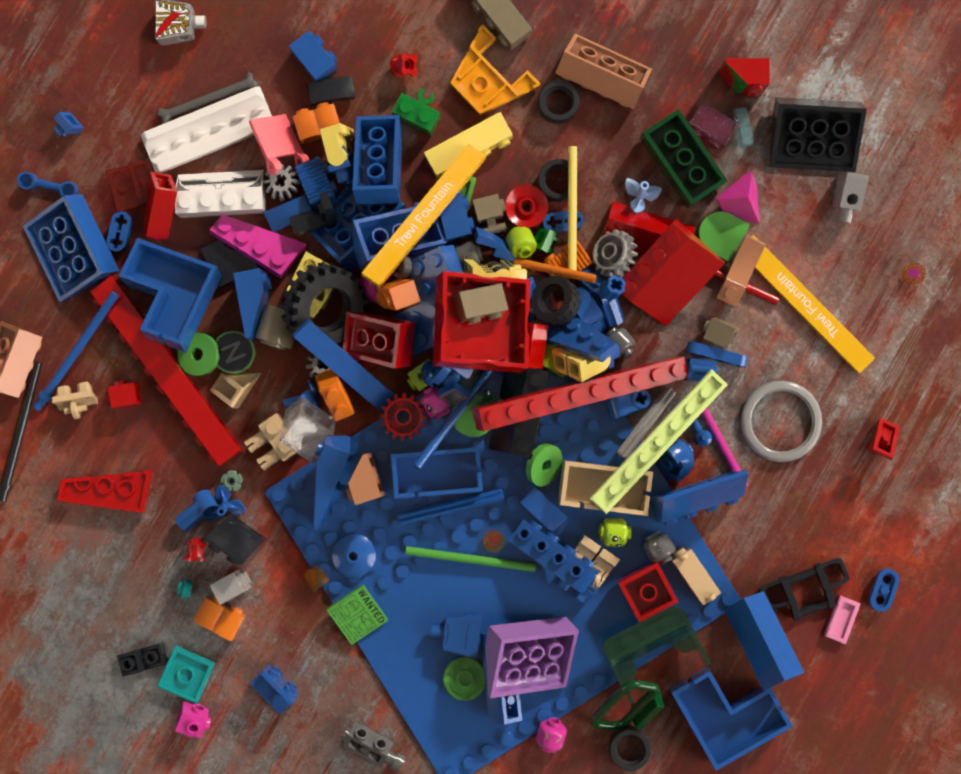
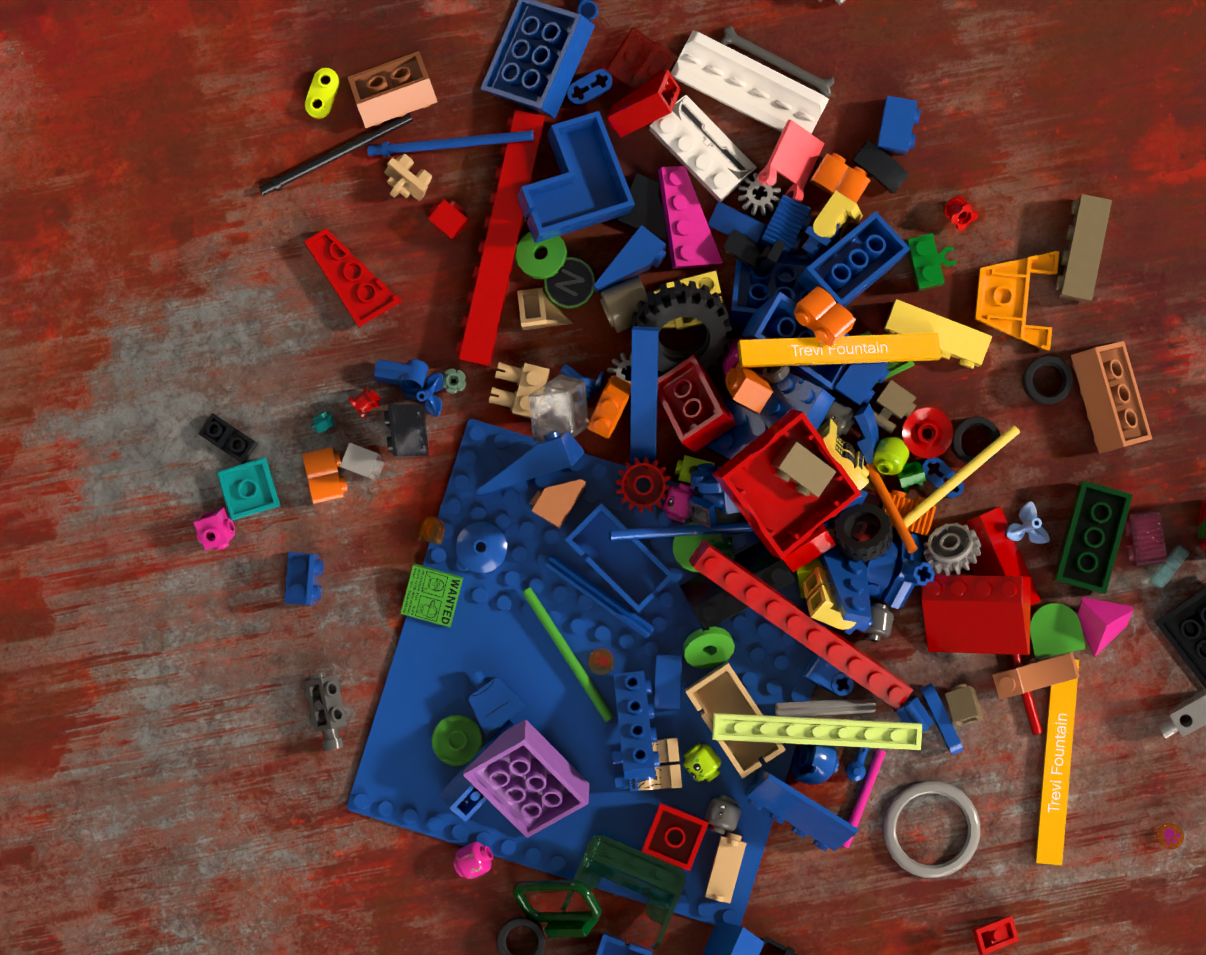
camera: 55 degrees right, 0 degrees up
(394, 205) = (824, 316): none -> orange brick

